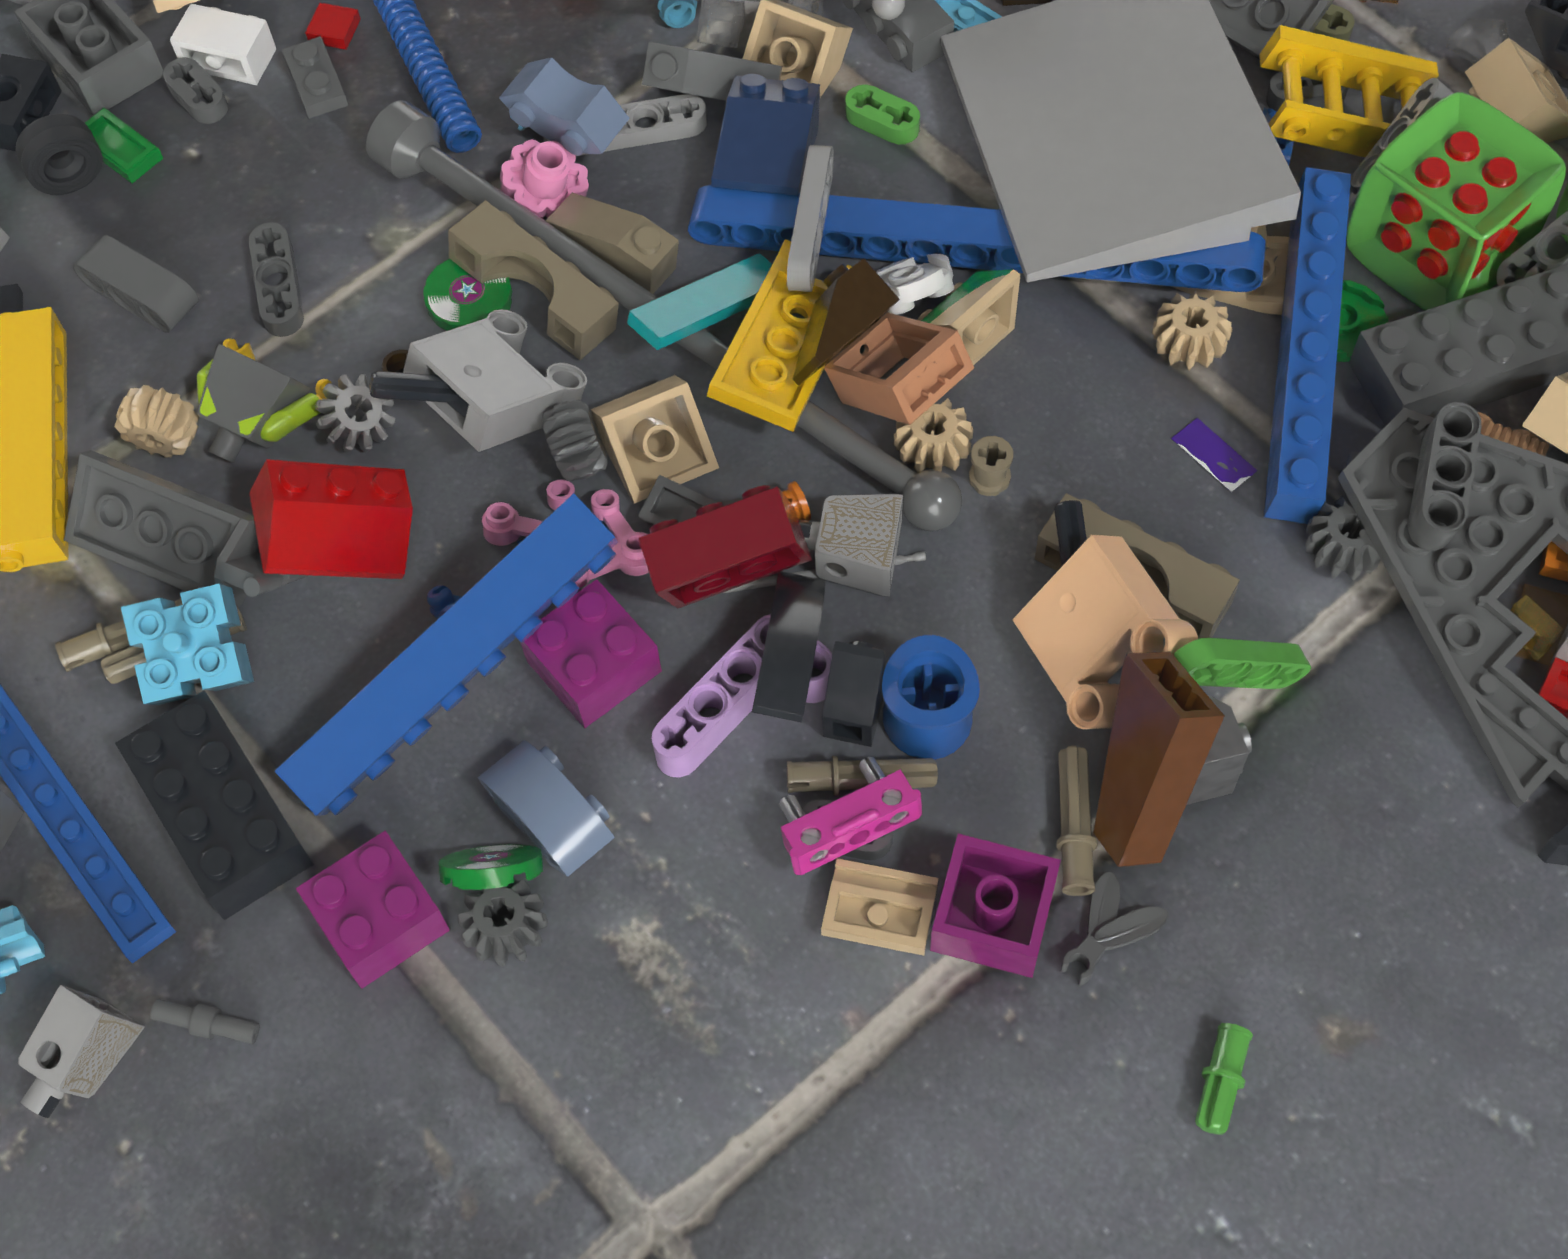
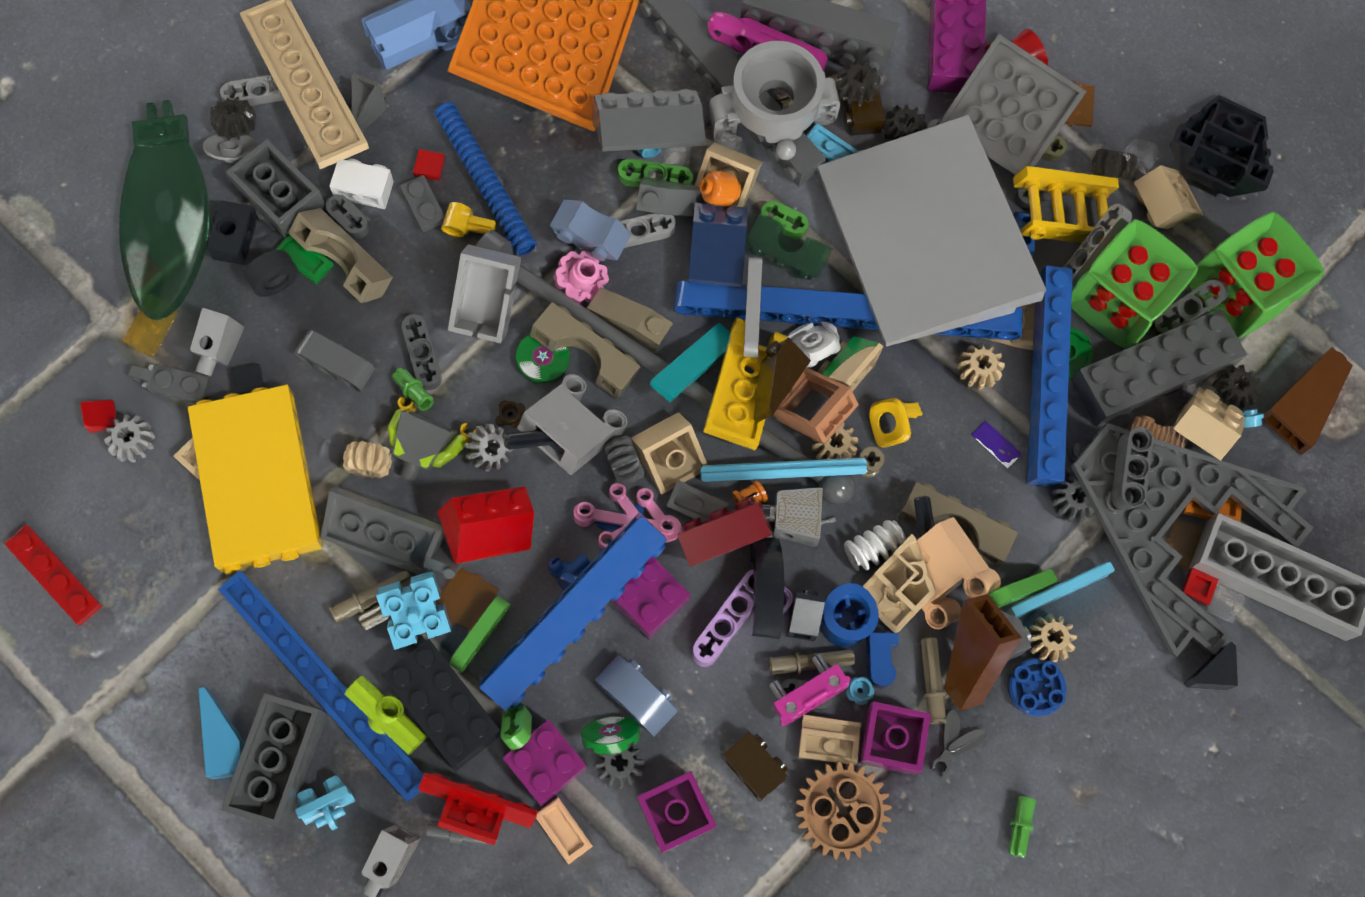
camera: 15 degrees left, 10 degrees up
(113, 810) = (385, 714): none -> lime piece
(200, 162) = (321, 234): none -> dark tan arch
(237, 977) = (473, 811): none -> red bracket
(251, 327) = (413, 389): none -> bright green axle
(289, 646) = (467, 598): none -> clear orange piece
(297, 697) = (480, 633): none -> bright green beam
(330, 842) = (516, 726): none -> bright green beam
(366, 97) = (460, 221): none -> yellow axle
(379, 185) = (484, 293): none -> light grey piece
(392, 1029) = (563, 830): none -> light nougat tile
(589, 1005) = (676, 812): none -> magenta brick
(674, 35) = (638, 165): none -> bright green beam
(742, 939) = (755, 766): none -> dark brown brick
(777, 52) = (720, 188): none -> orange head
(841, 464) = (783, 469): none -> medium azure axle
(850, 1048) = (821, 825): none -> medium nougat gear
(914, 163) = (767, 238): none -> clear green arch
(940, 815) = (860, 698): none -> medium azure plate
(981, 789) = (879, 663): none -> blue leg
(987, 590) = (874, 544): none -> white piece
(1026, 655) = (901, 586): none -> tan slope
(1048, 415) = (901, 413): none -> yellow piece
(1264, 843) = (1037, 687): none -> blue tile
(1294, 760) = (1054, 649): none -> tan gear
(1319, 680) = (1061, 590): none -> medium azure tile
(1435, 41) = (1114, 164): none -> clear smoke gear
(1546, 628) = (1182, 548): clear yellow tile -> none

